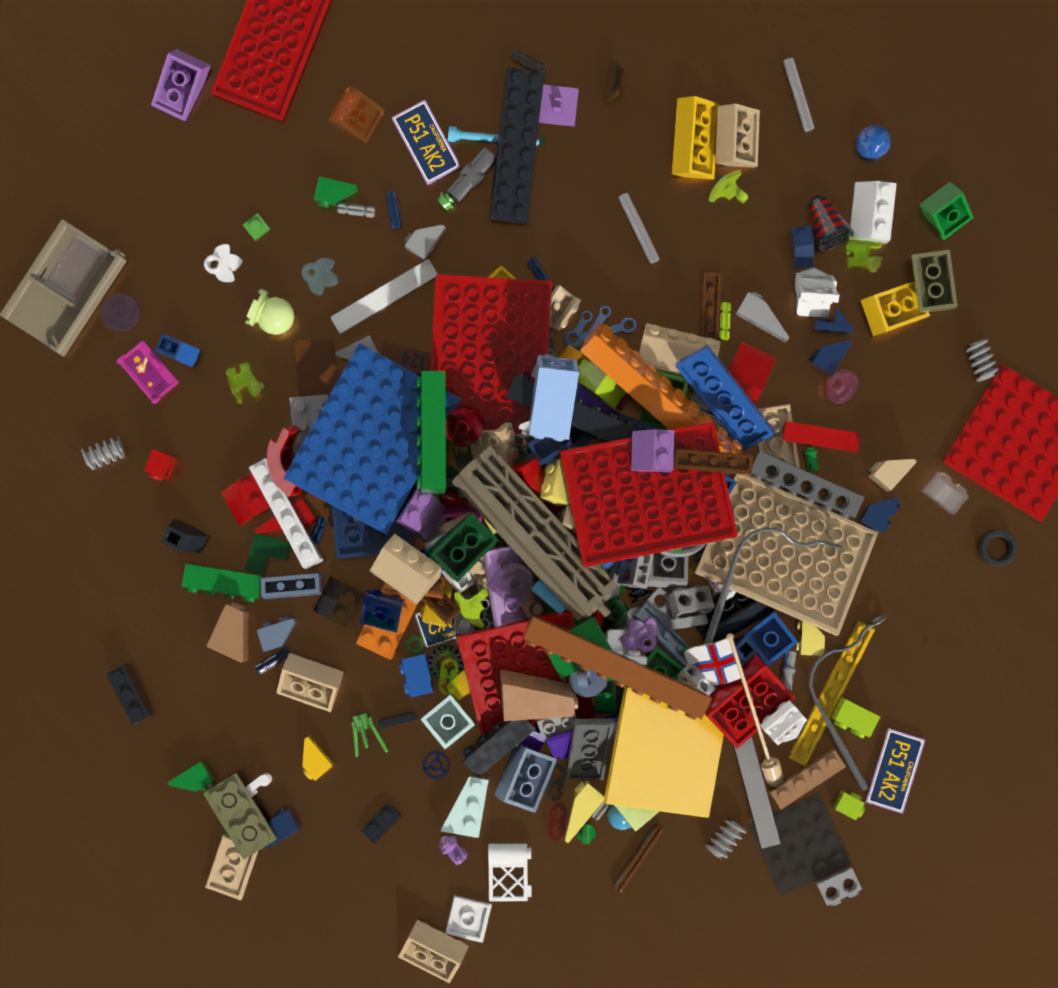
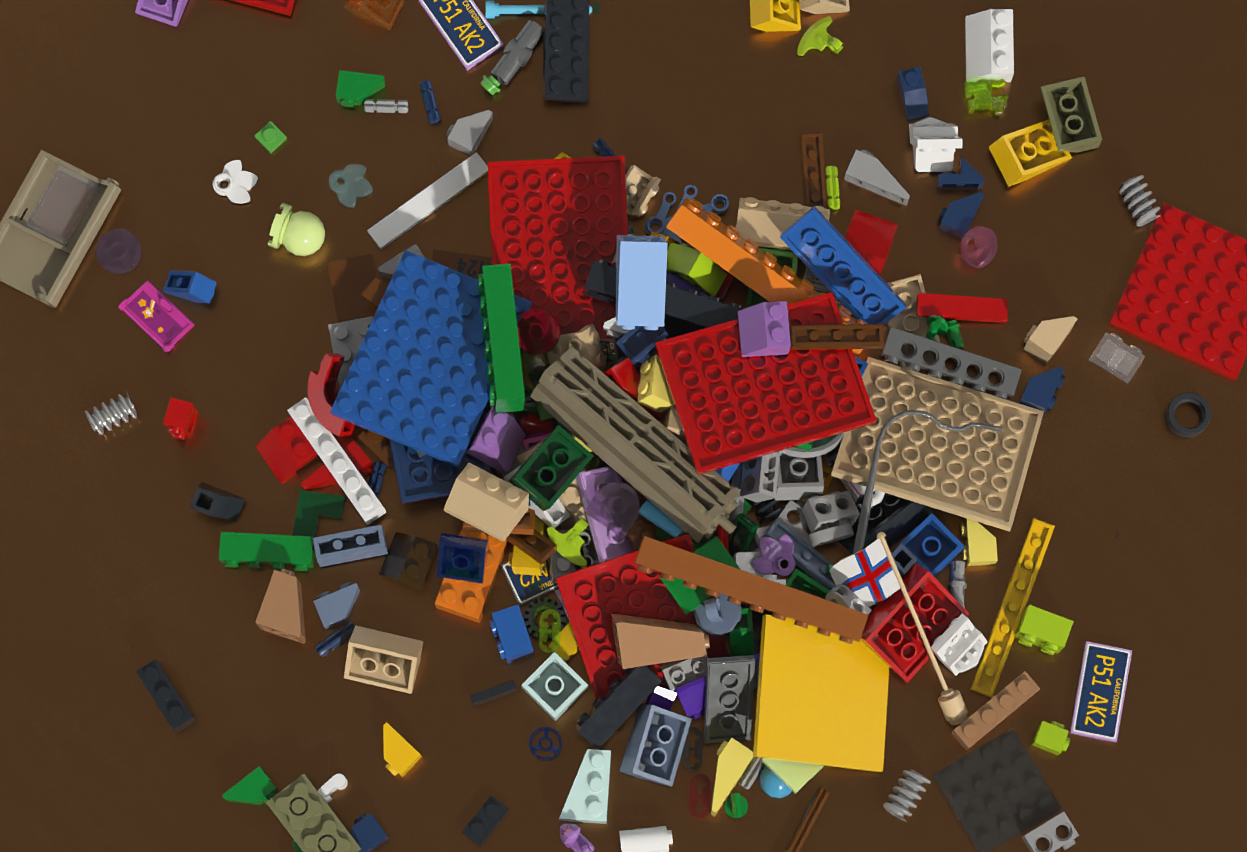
camera: 10 degrees left, 10 degrees down
(243, 380) = (269, 313): clear neon green animal -> none
(361, 724) = (450, 702): bright green plant -> none
(409, 648) = (501, 595): bright green plate -> none
(639, 228) = (719, 93): light grey axle -> none
(757, 794) = (937, 735): light grey tile -> none
(798, 451) = (936, 325): none -> green plate
(828, 224) = (940, 65): black cone -> none
(842, 747) = (1033, 668): dark grey piece -> none
(947, 210) = (1076, 36): green slope -> none

